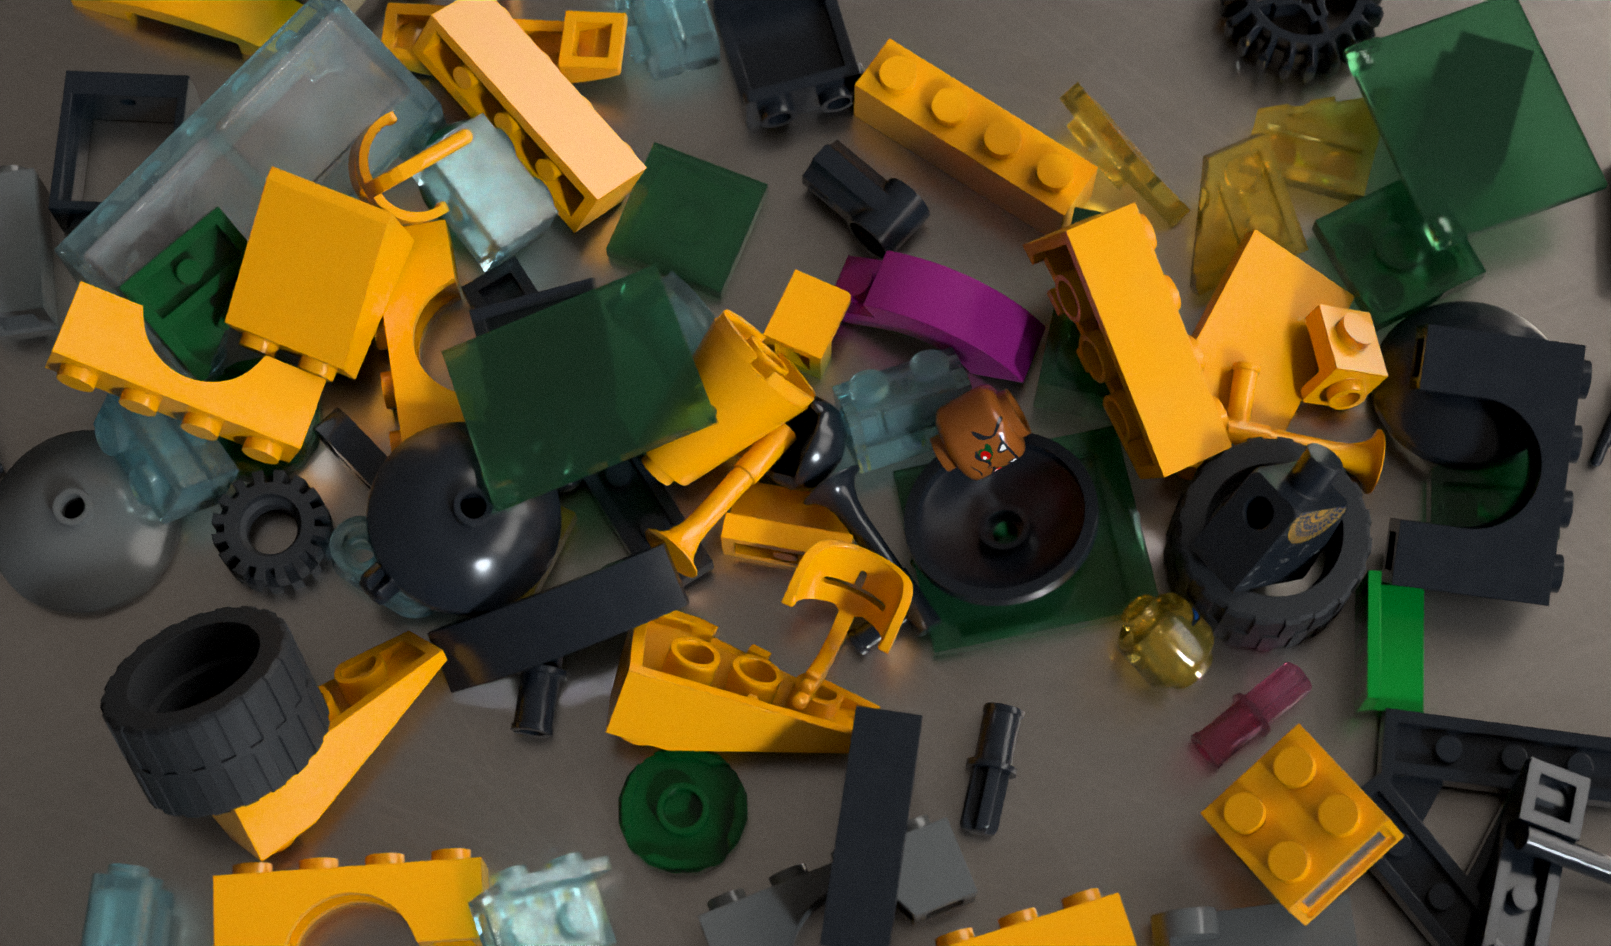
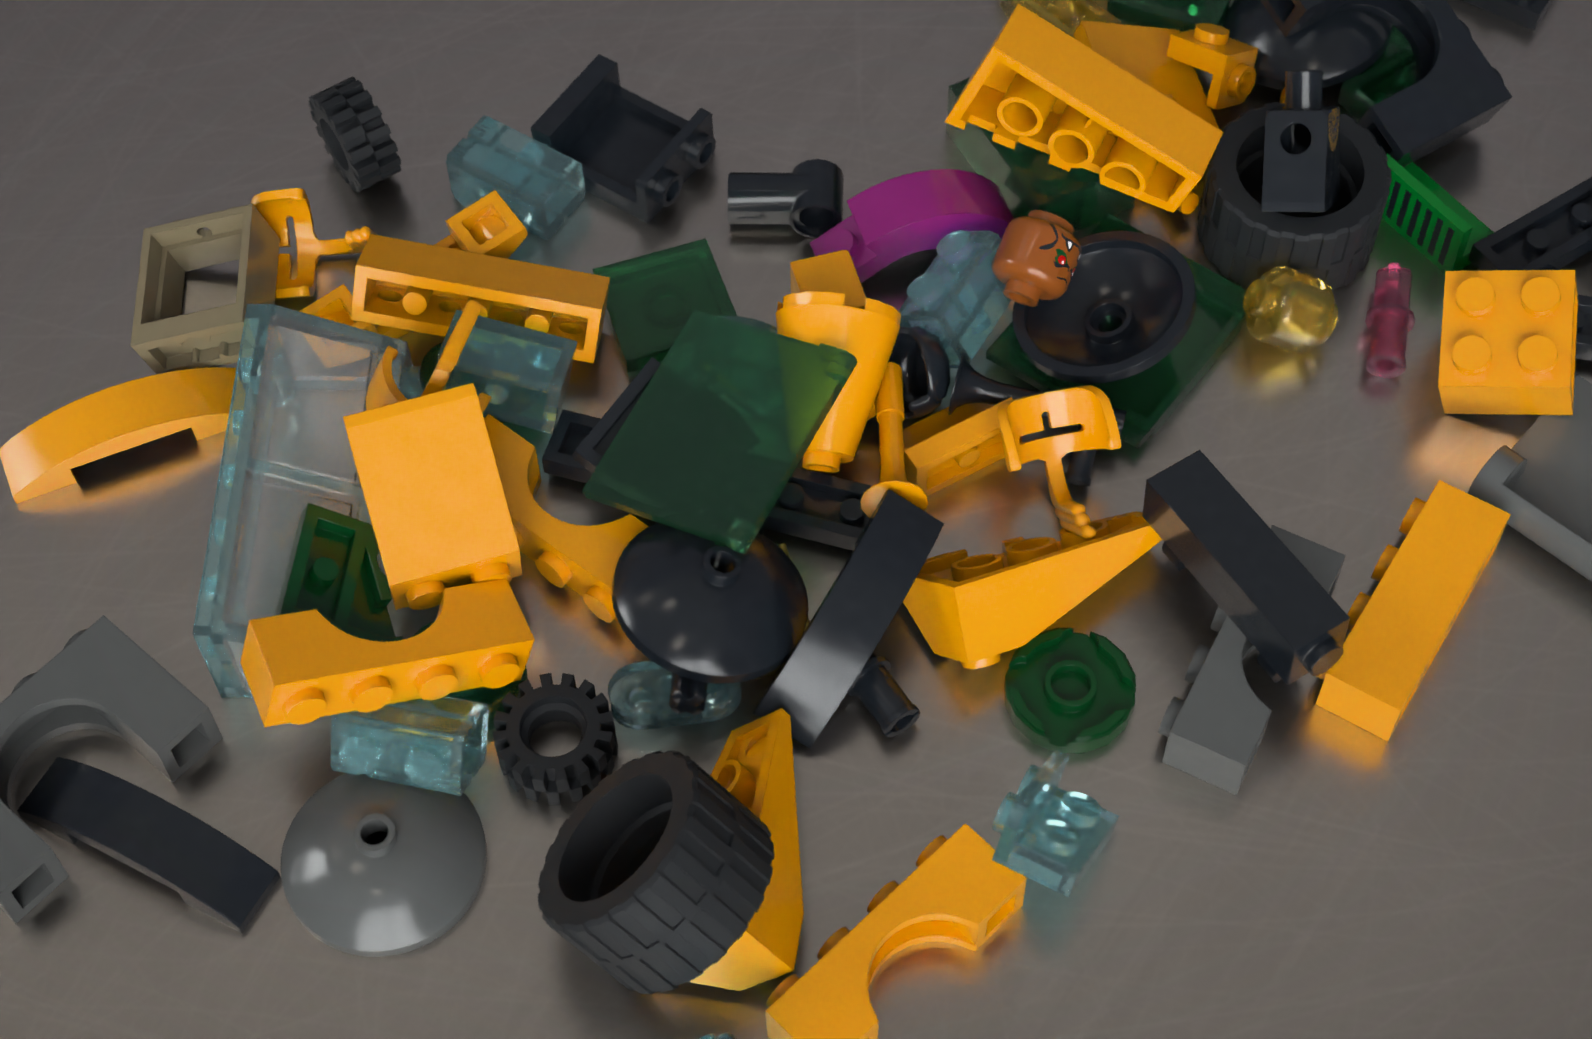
camera: 40 degrees left, 15 degrees down
(107, 97) = (116, 535): black window -> none
(351, 446) = (578, 633): black beam -> none
(973, 139) = (828, 108): light orange brick -> none
(991, 768) = (1256, 481): black axle -> none
(1121, 158) = (929, 42): clear yellow wing -> none

